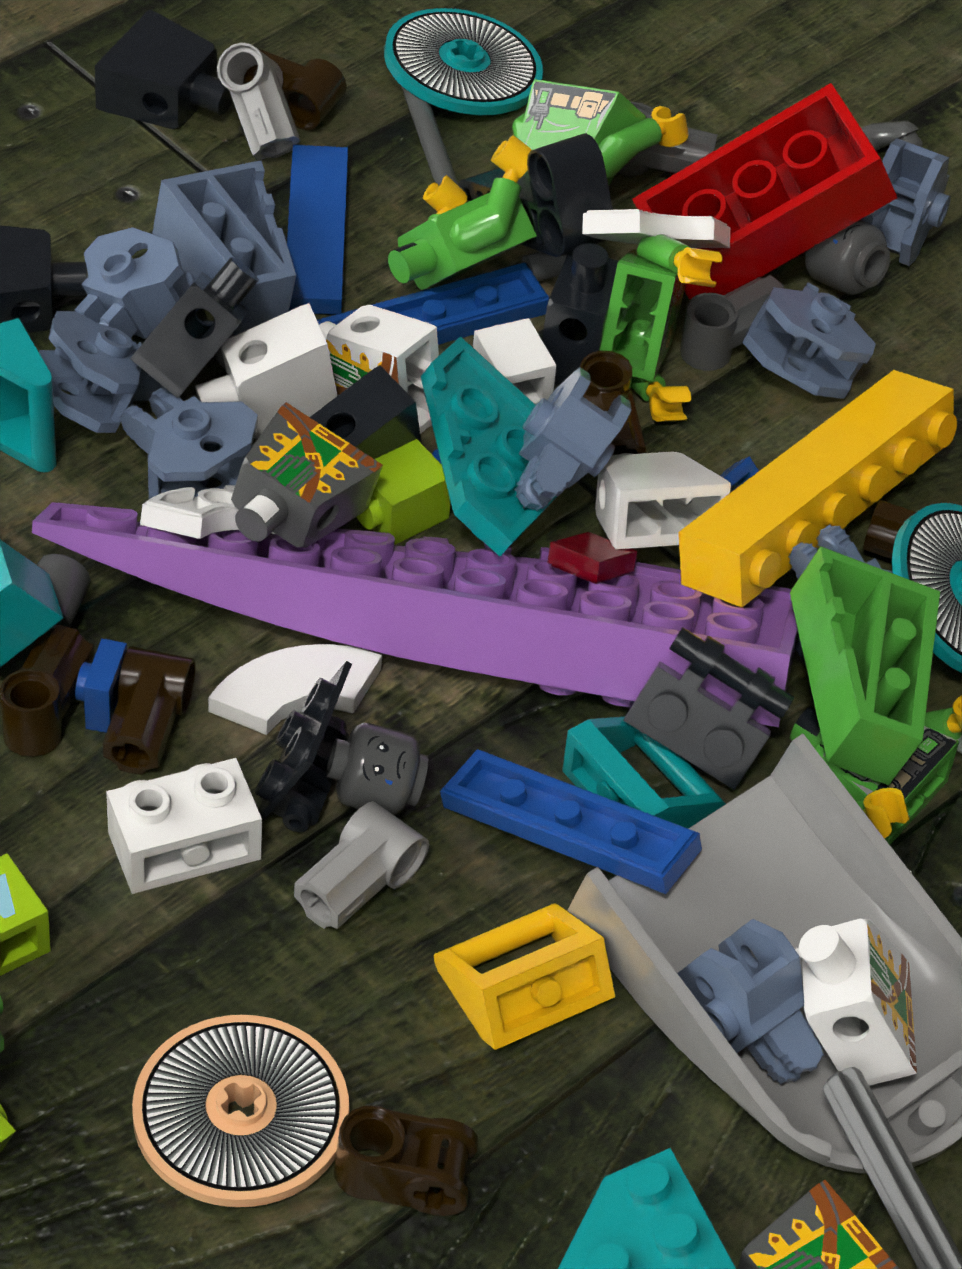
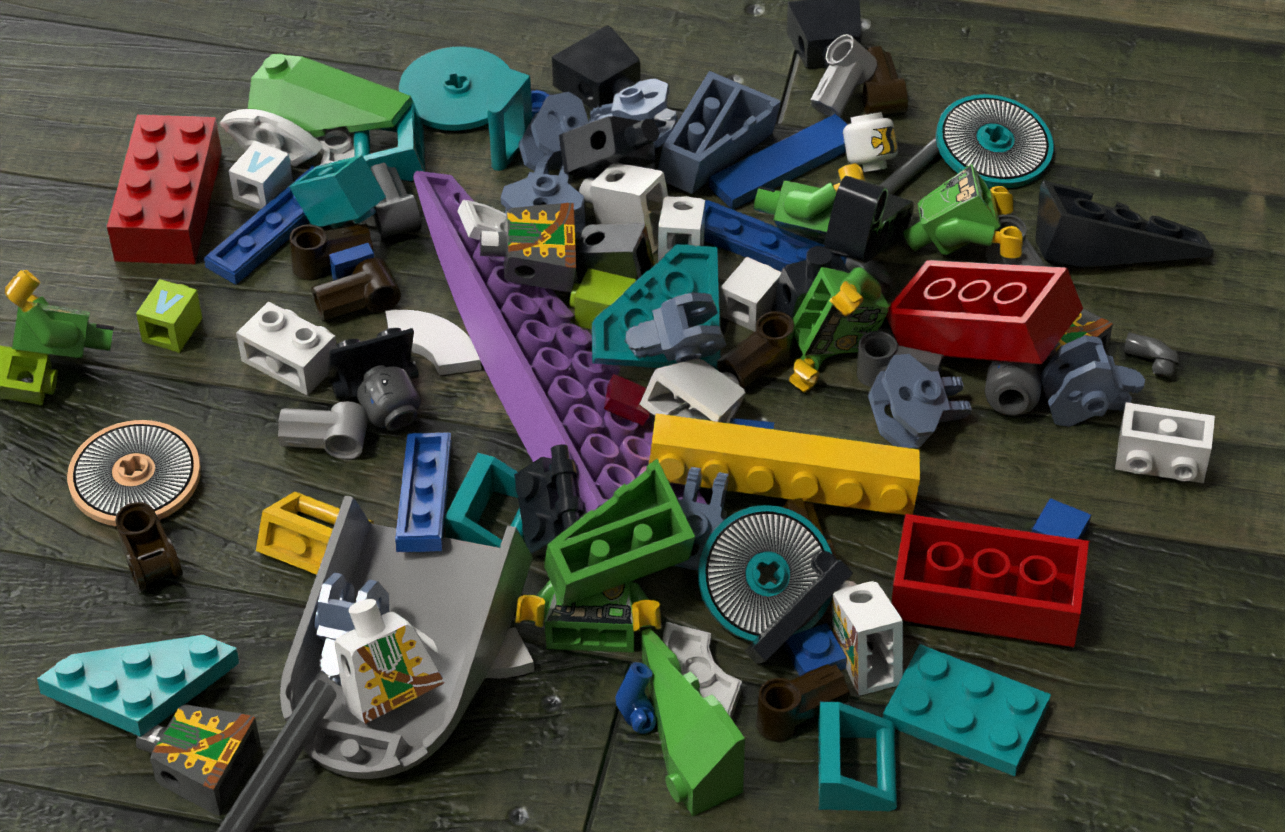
camera: 60 degrees right, 0 degrees up
(381, 140) = (870, 141): none -> white head
(633, 224) = (877, 272): white tile -> none
(690, 67) = (1091, 234): none -> black wedge

